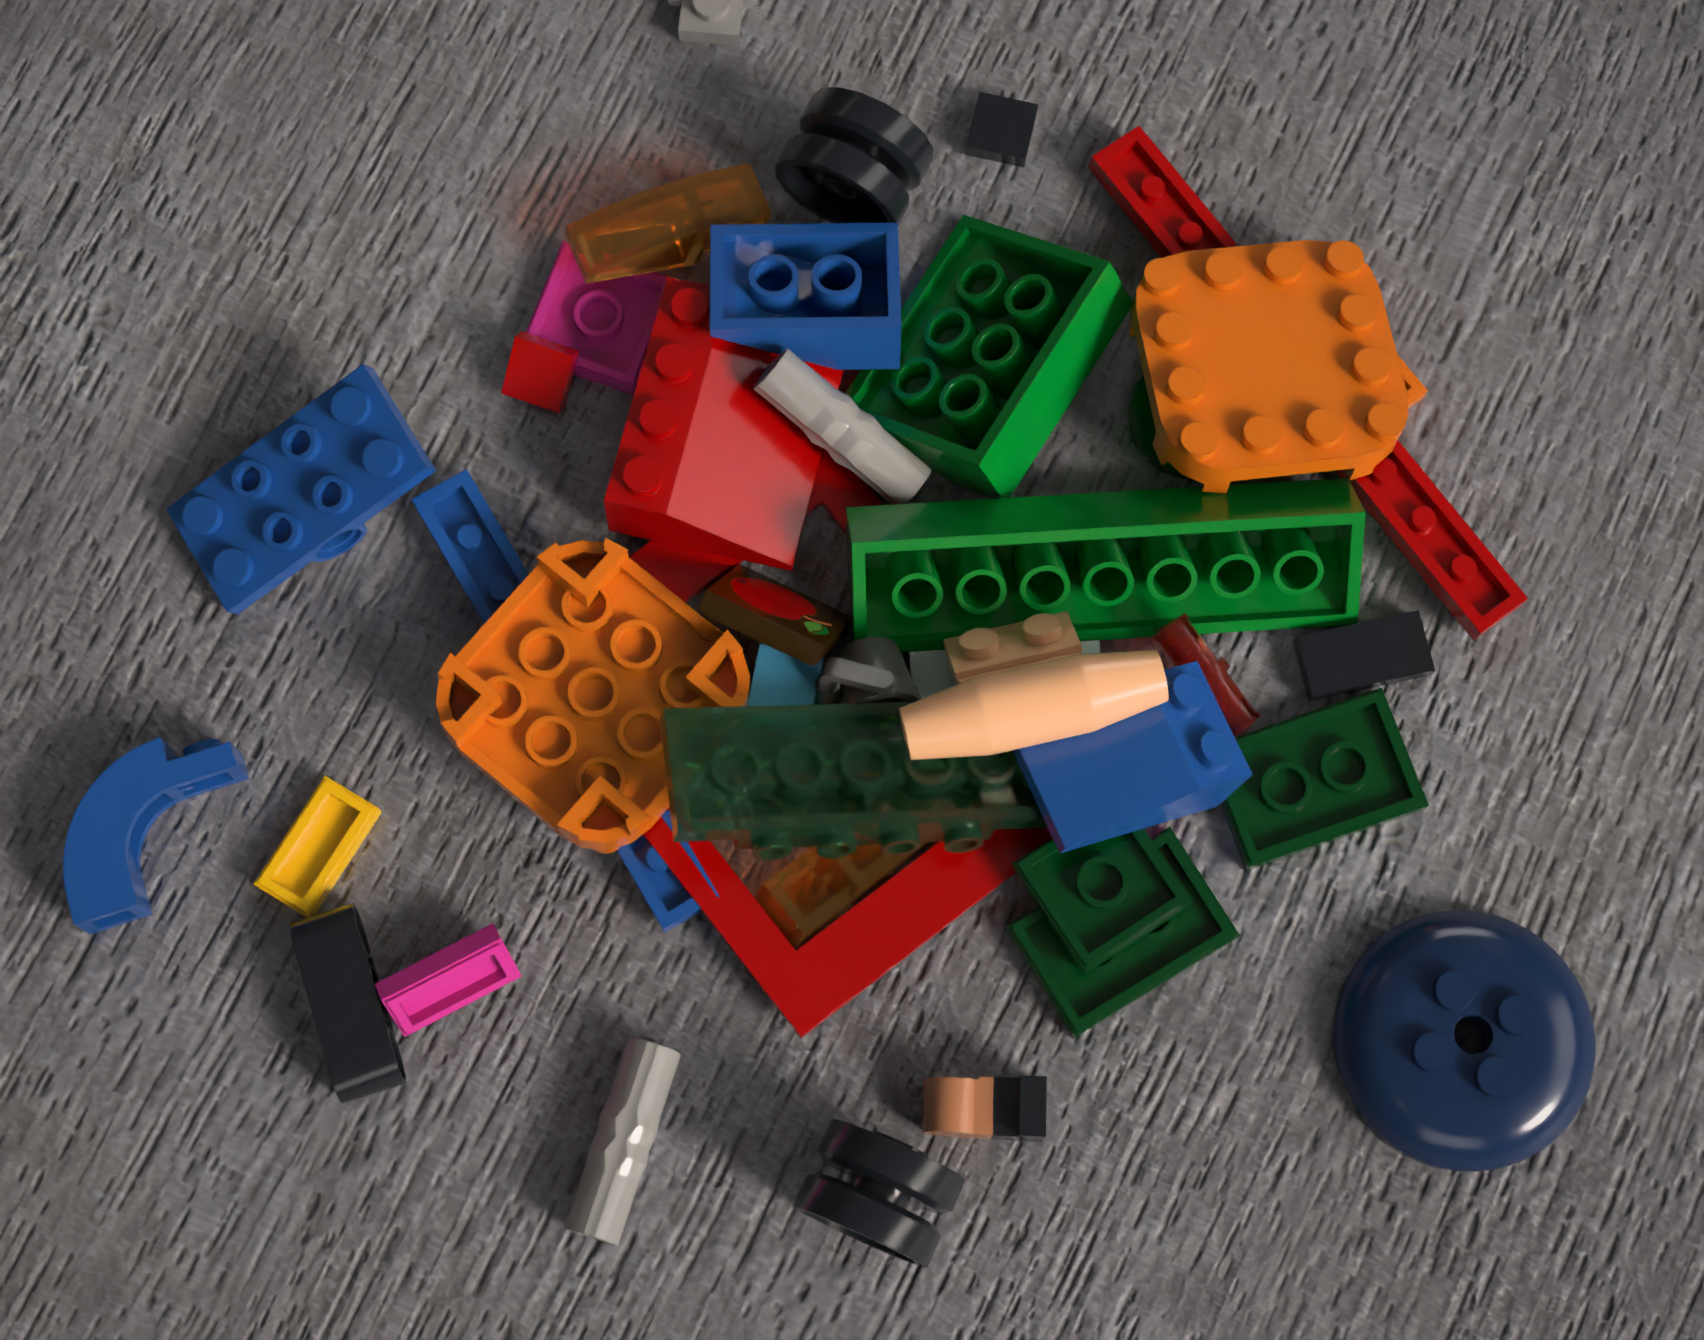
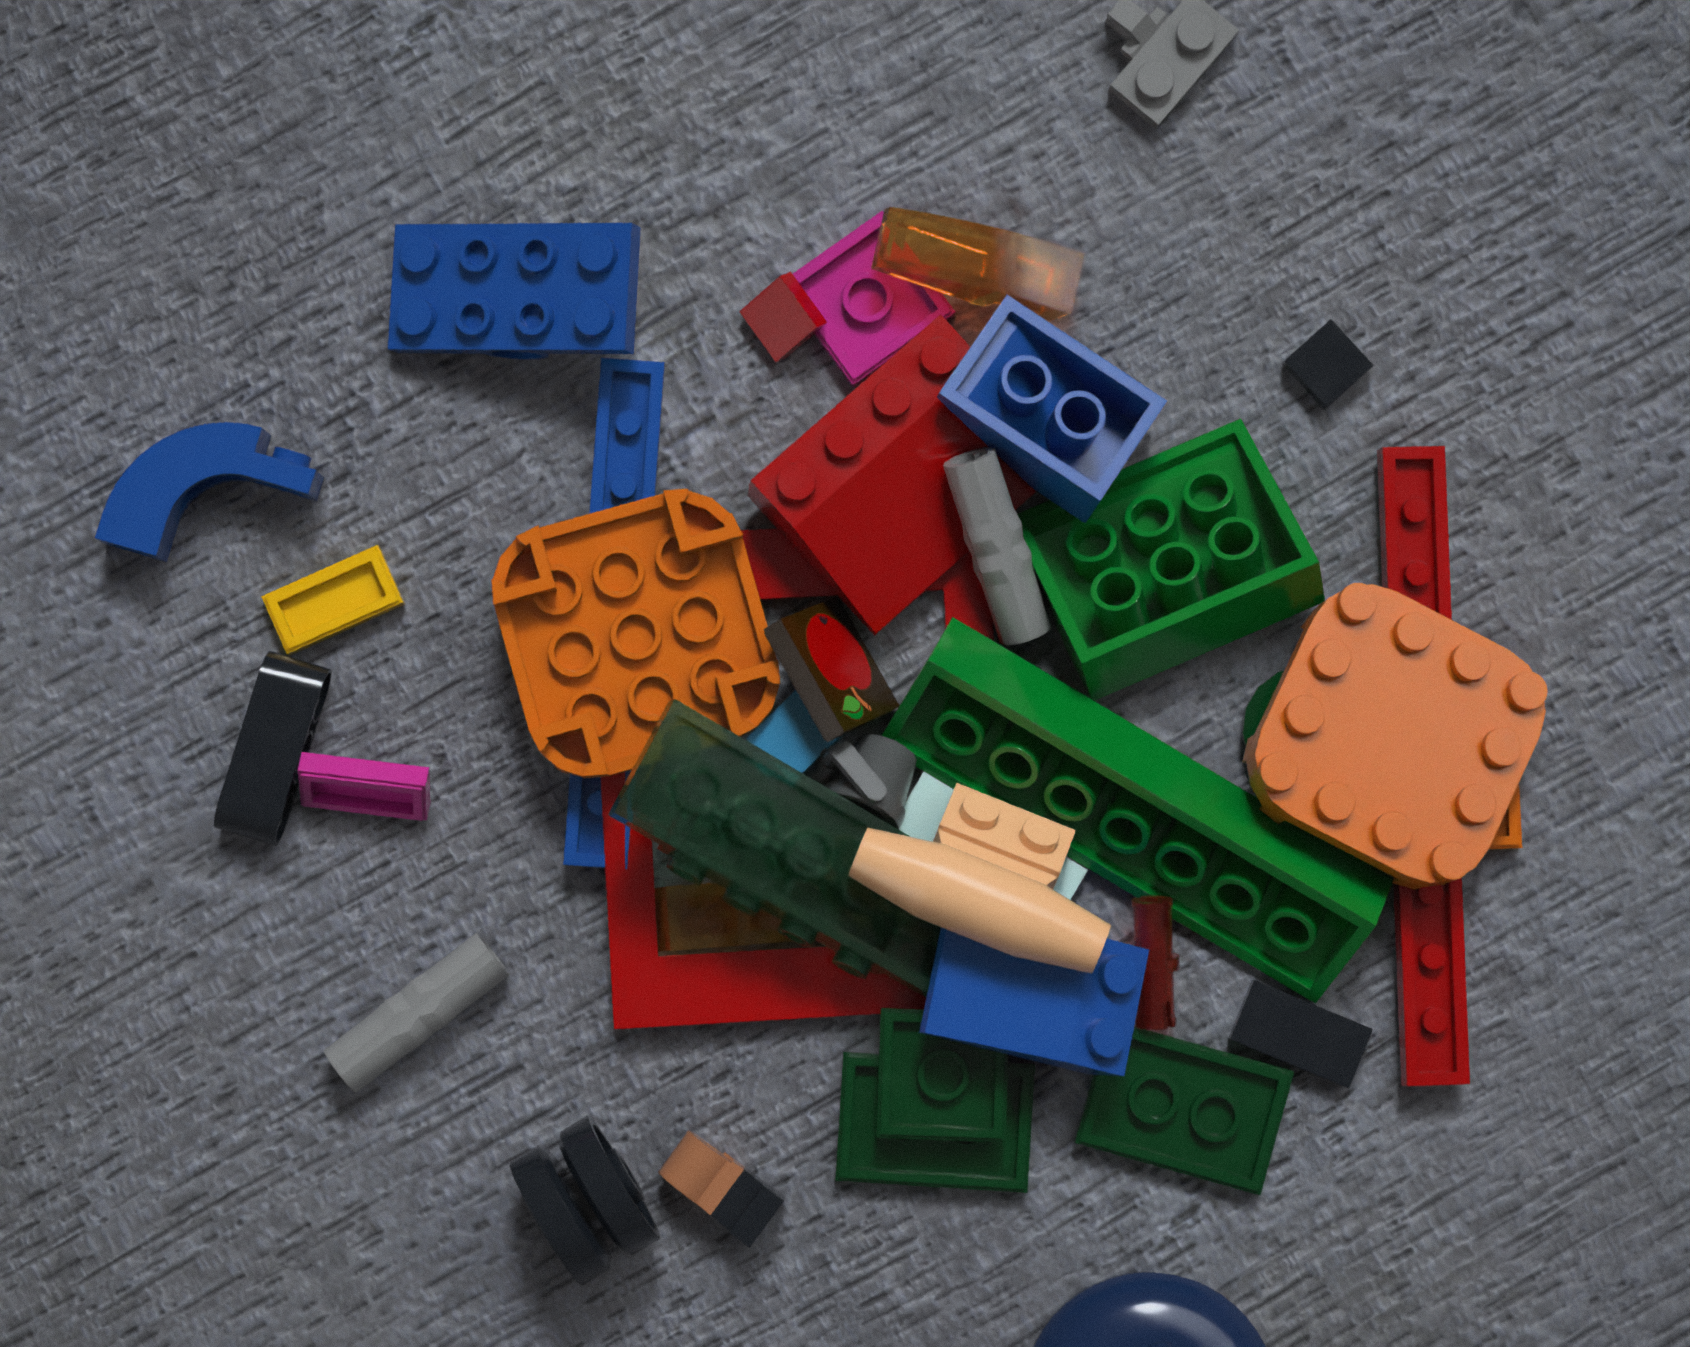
camera: 35 degrees right, 10 degrees up
(853, 159) = (1170, 318): black wheel -> none

